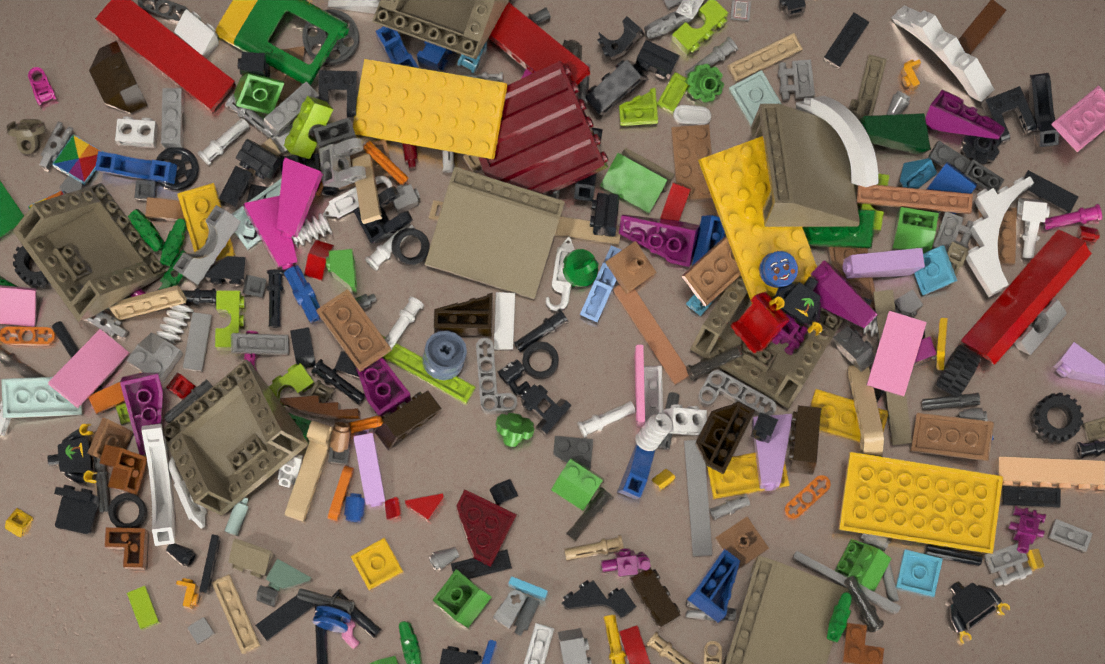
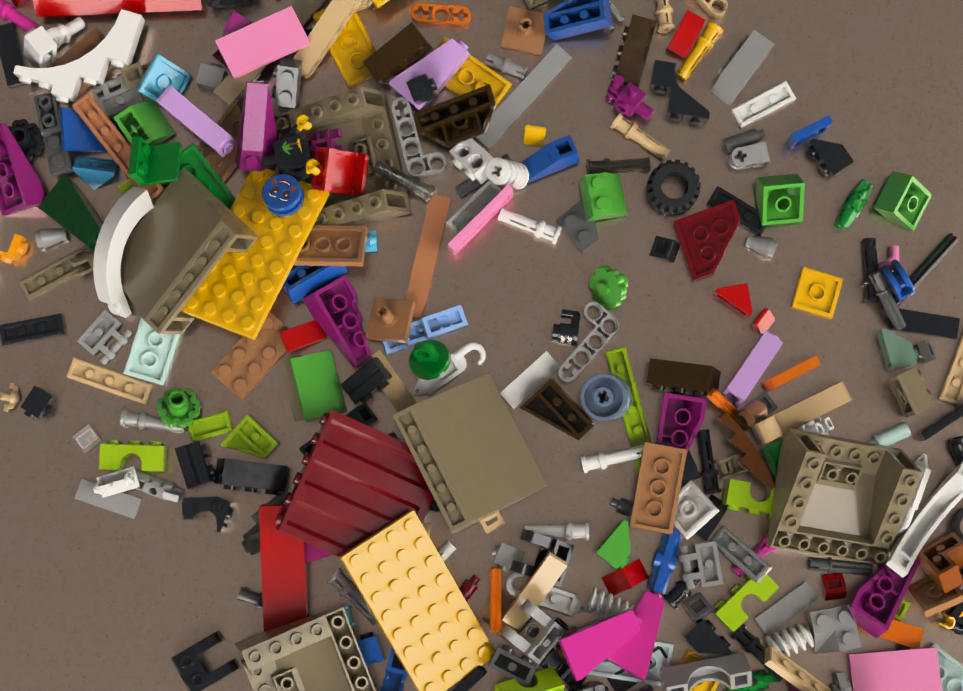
camera: 130 degrees left, 5 degrees up
(273, 315) = (708, 565): none -> light grey plate
(318, 341) = (693, 510): none -> white tile
(354, 507) = (793, 351): blue brick -> none
(425, 246) = (544, 497): black tyre -> none
(528, 588) = (723, 154): medium azure tile -> none
(533, 396) = (569, 294): black tile -> none
(538, 552) = (680, 171): none -> black tyre
(544, 346) = (529, 305): black tyre -> none
(548, 325) = (500, 341): black pin -> none
(692, 115) = (215, 393): white tile -> none
(880, 208) = (154, 163): none -> green bracket
(941, 347) = (219, 18): yellow tile -> none

